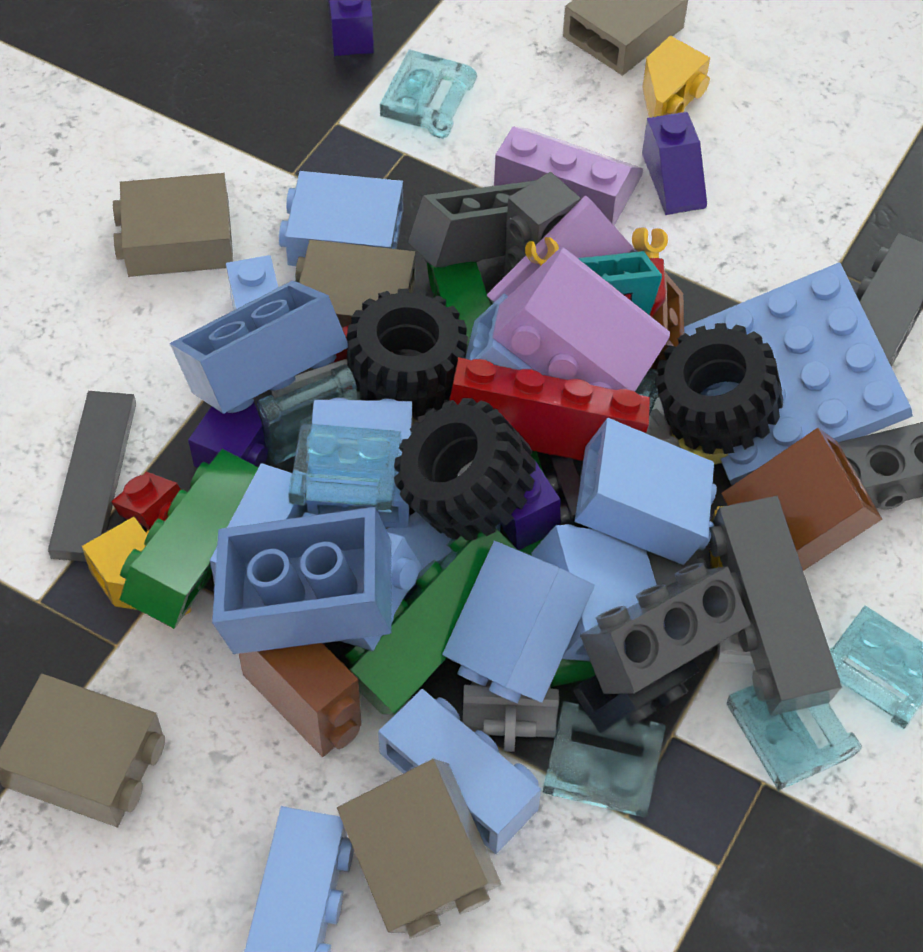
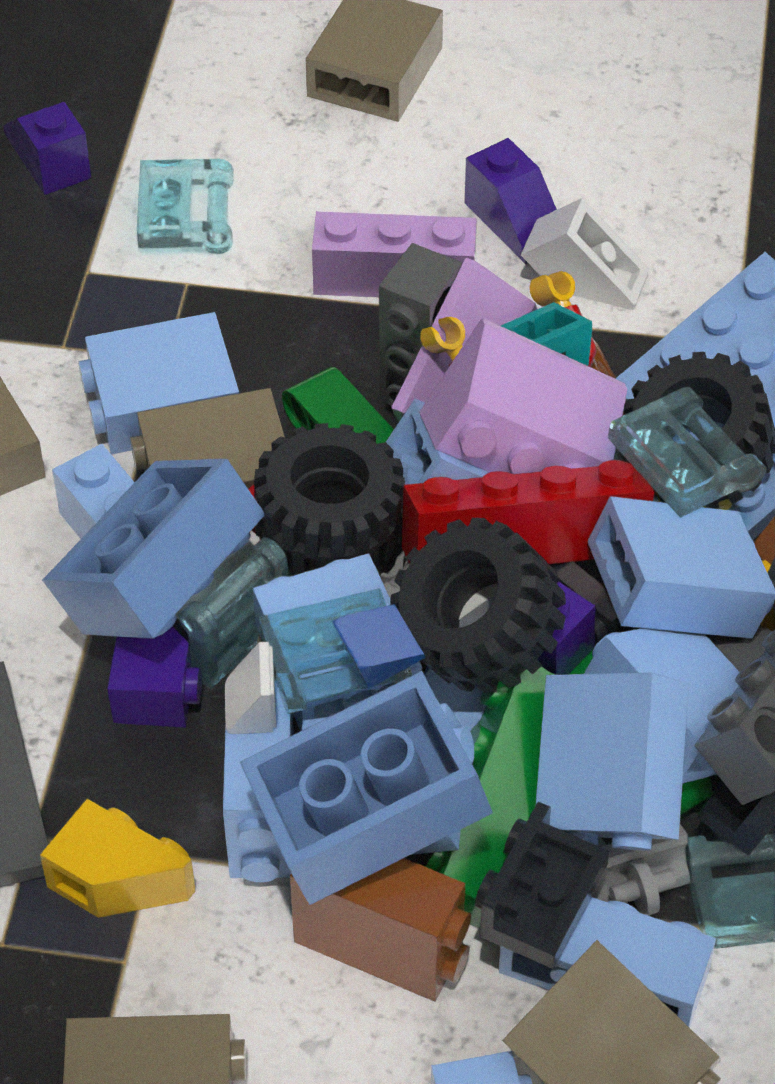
camera: 20 degrees left, 5 degrees down
(146, 499) = (95, 773): red bracket -> none
(178, 551) = (179, 798): green brick -> none
(270, 480) = (251, 693): none -> white slope
(370, 473) = (378, 643): none -> slope
(418, 701) = (539, 888): none -> black bracket
(463, 224) = (329, 333): dark grey brick -> none
(674, 77) = (463, 108): yellow slope -> none
(675, 406) = (675, 461): none -> clear light blue plate
(709, 223) = (588, 250): none -> white slope

